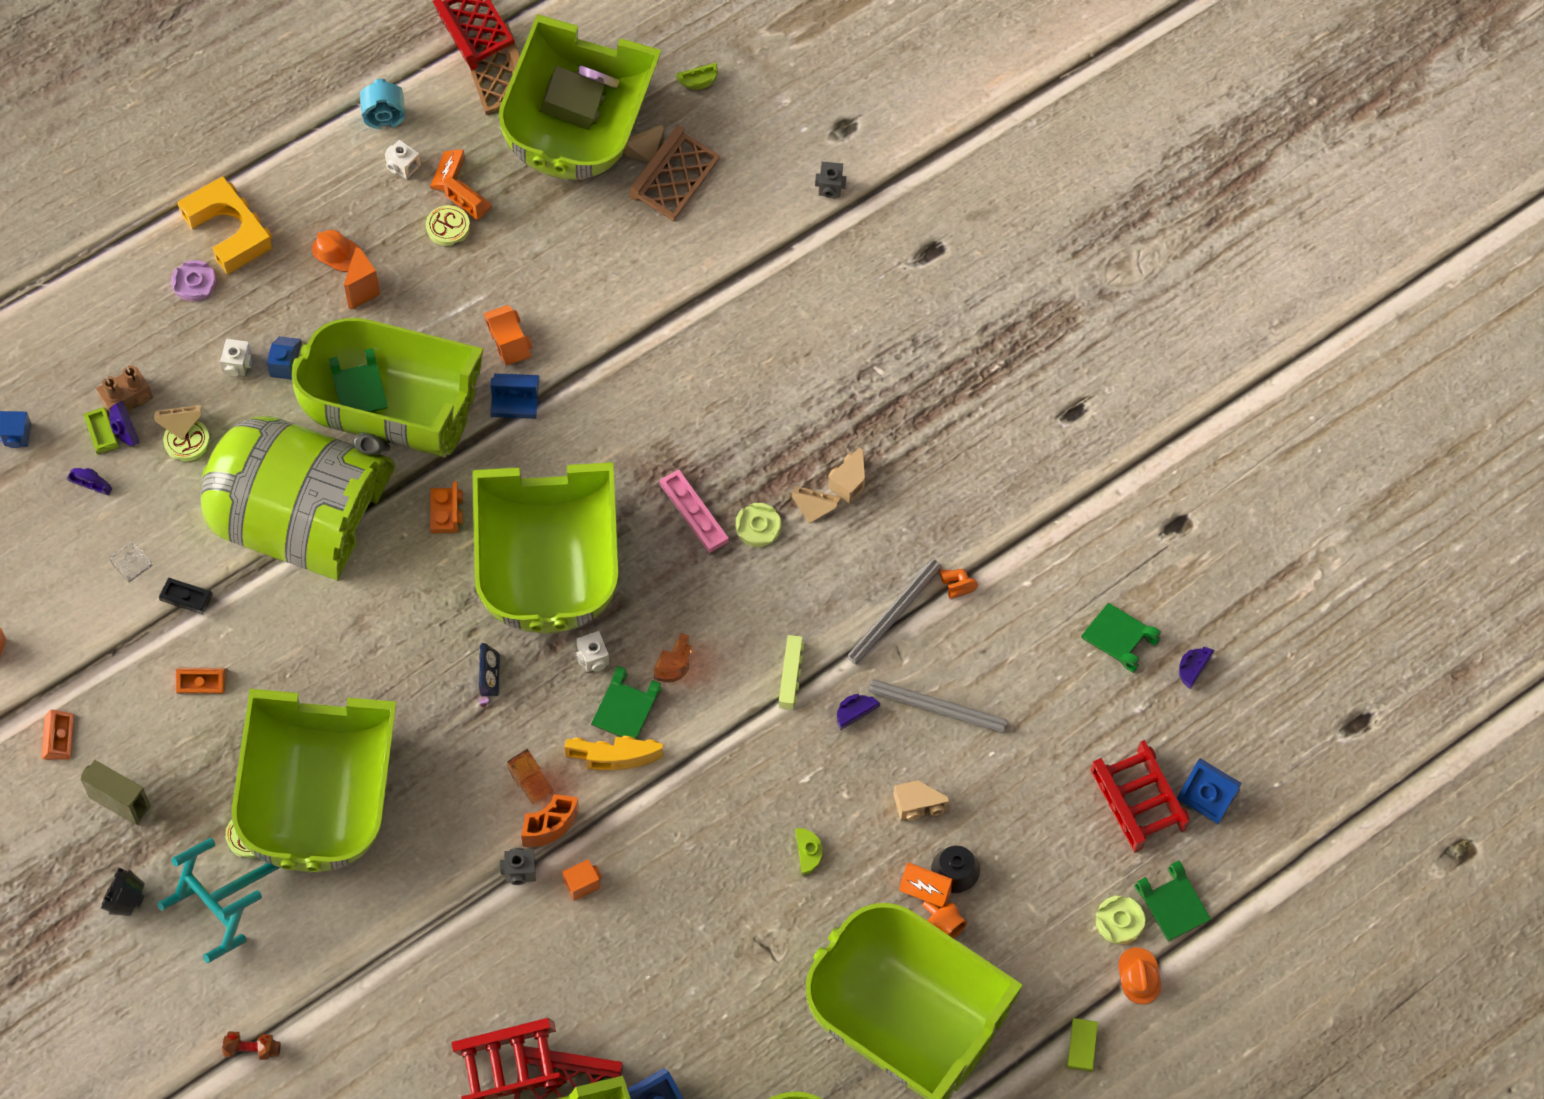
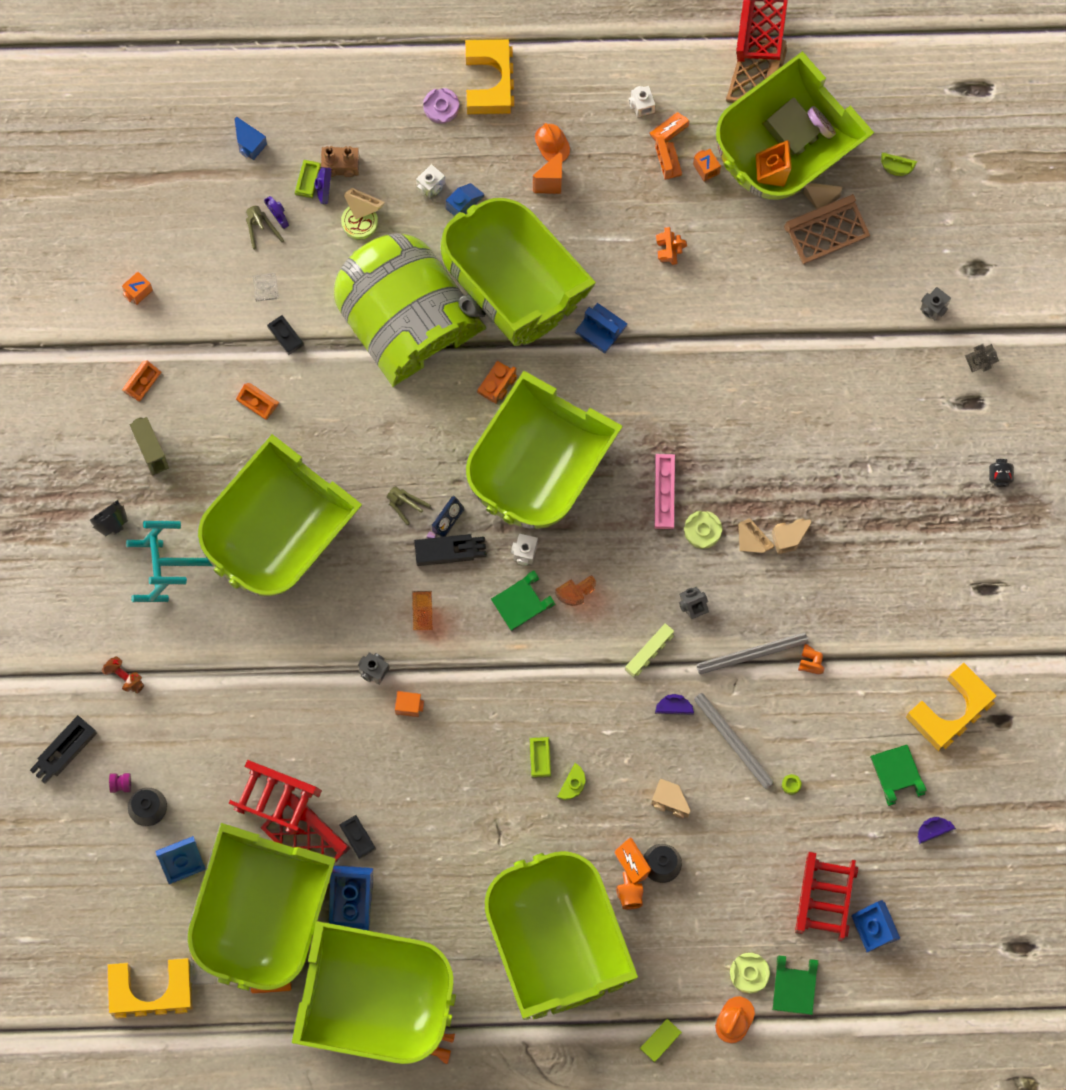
camera: 35 degrees right, 10 degrees up
(71, 499) = (256, 217): none -> olive plant
(360, 385) = (496, 256): green flag -> none
(382, 104) = (655, 51): medium azure brick -> none
(423, 681) = (398, 497): none -> olive plant
(447, 225) = (641, 170): yellowish green tile -> none
(507, 707) = (441, 549): none -> black hinge
(508, 336) = (625, 279): orange brick -> none
(510, 181) = (706, 164): none -> orange brick
(521, 272) = (668, 238): none -> orange hips
(550, 822) = (414, 651): orange brick -> none
(581, 139) = (774, 164): none -> orange slope
(623, 1048) = (357, 836): none -> black plate
(624, 754) = (495, 635): yellow slope -> none
(755, 846) = (540, 757): none -> lime tile
(802, 597) = (693, 602): none -> dark grey brick
(912, 202) = (982, 358): none -> clear smoke brick
(1009, 296) = (1001, 473): none -> black head
(1025, 711) = (791, 784): none -> lime tile
(1140, 515) = (940, 731): none -> yellow arch

